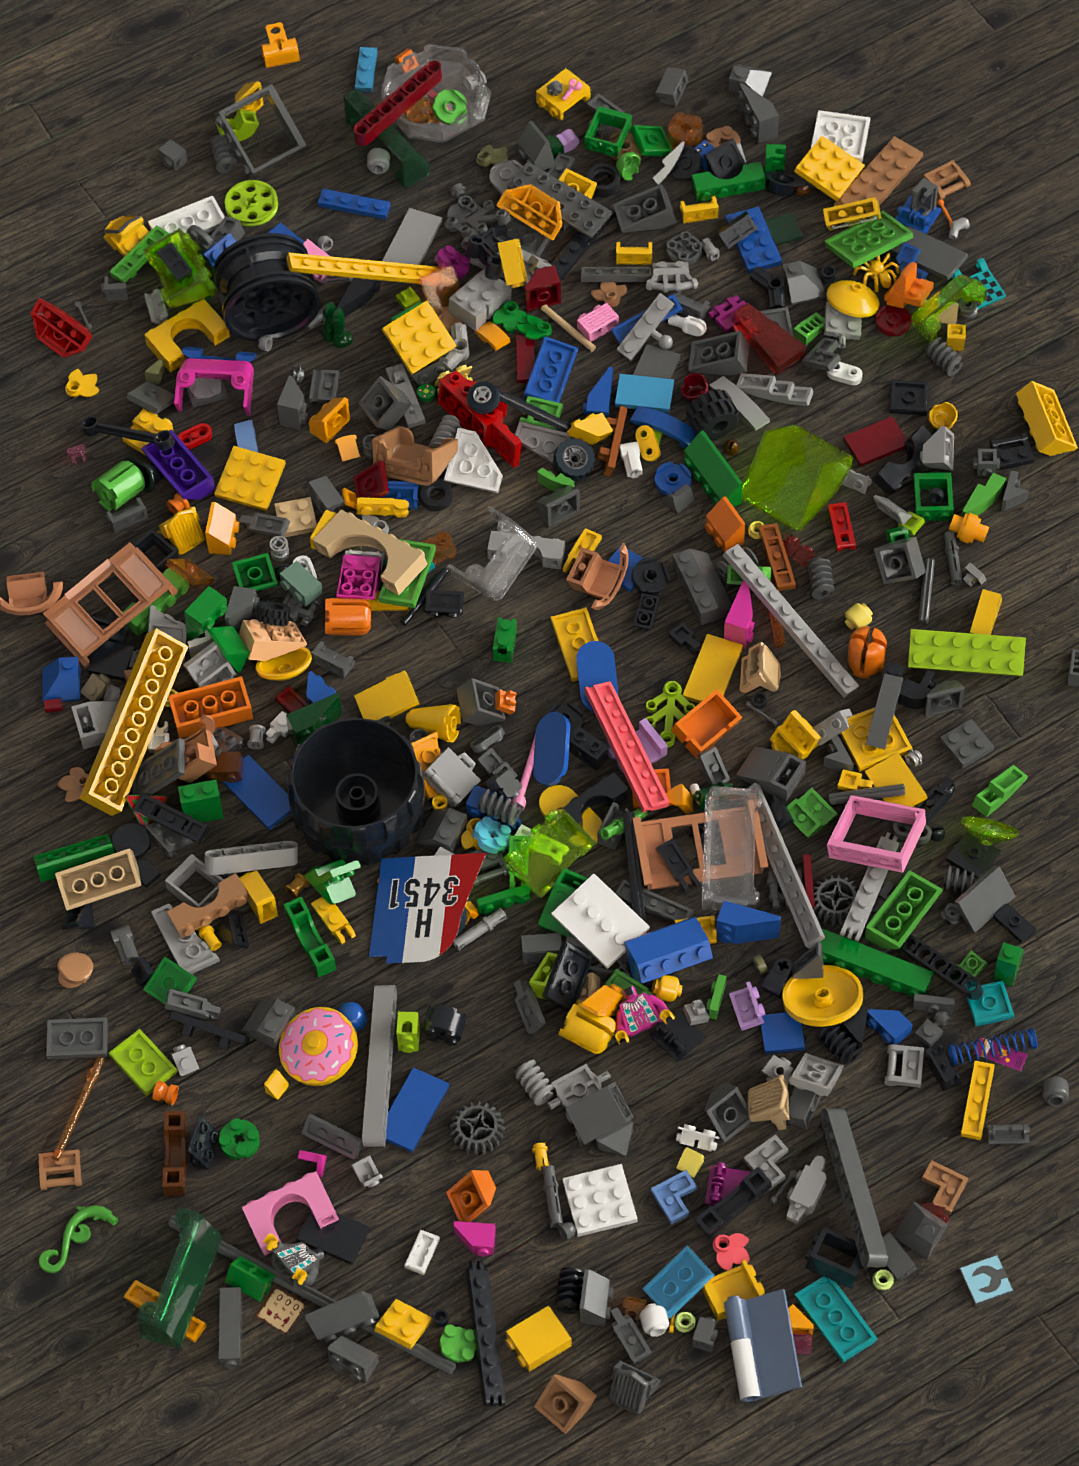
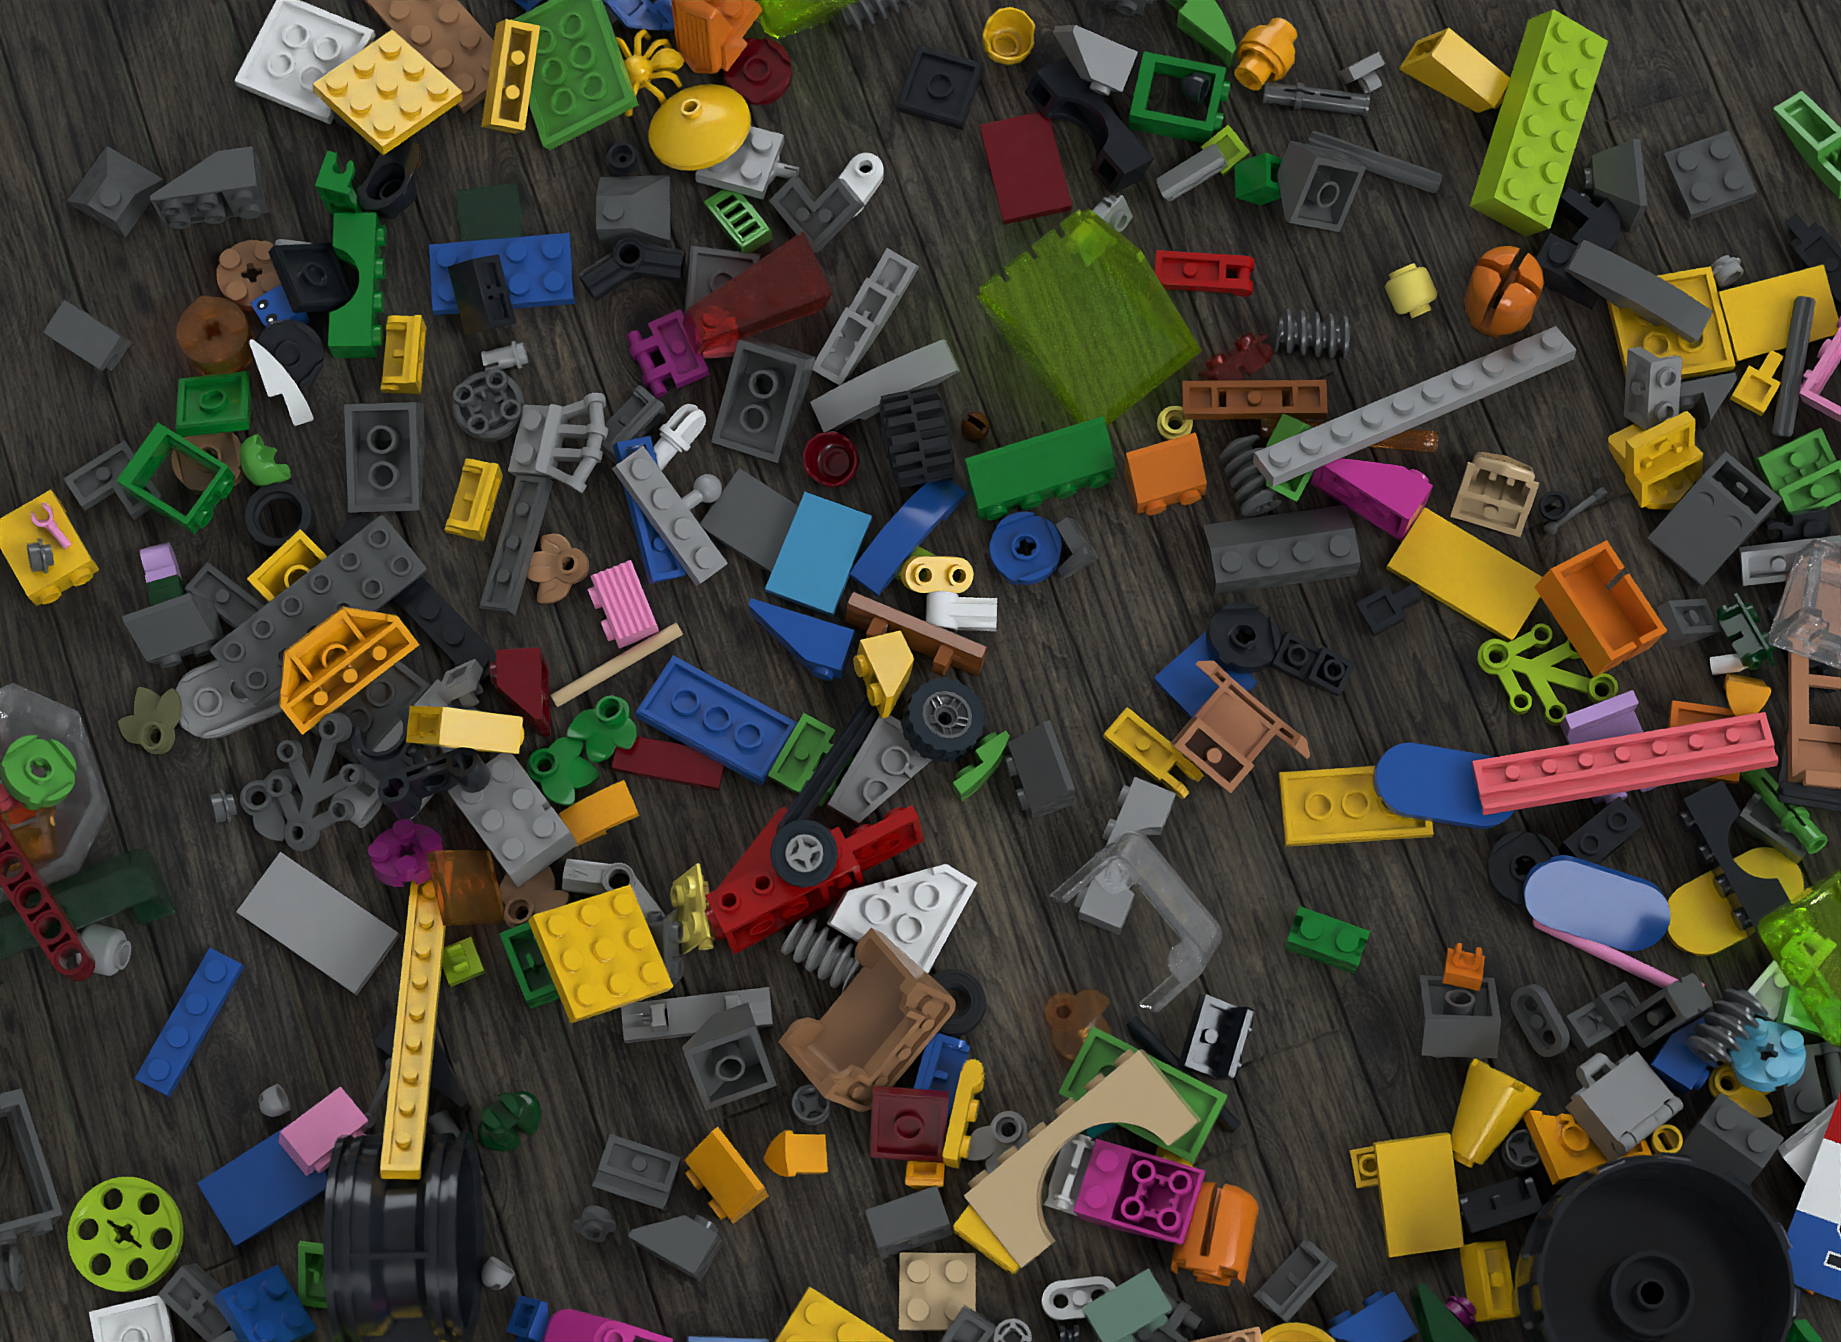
camera: 75 degrees left, 15 degrees up
(426, 392) = (701, 972): green tile -> none

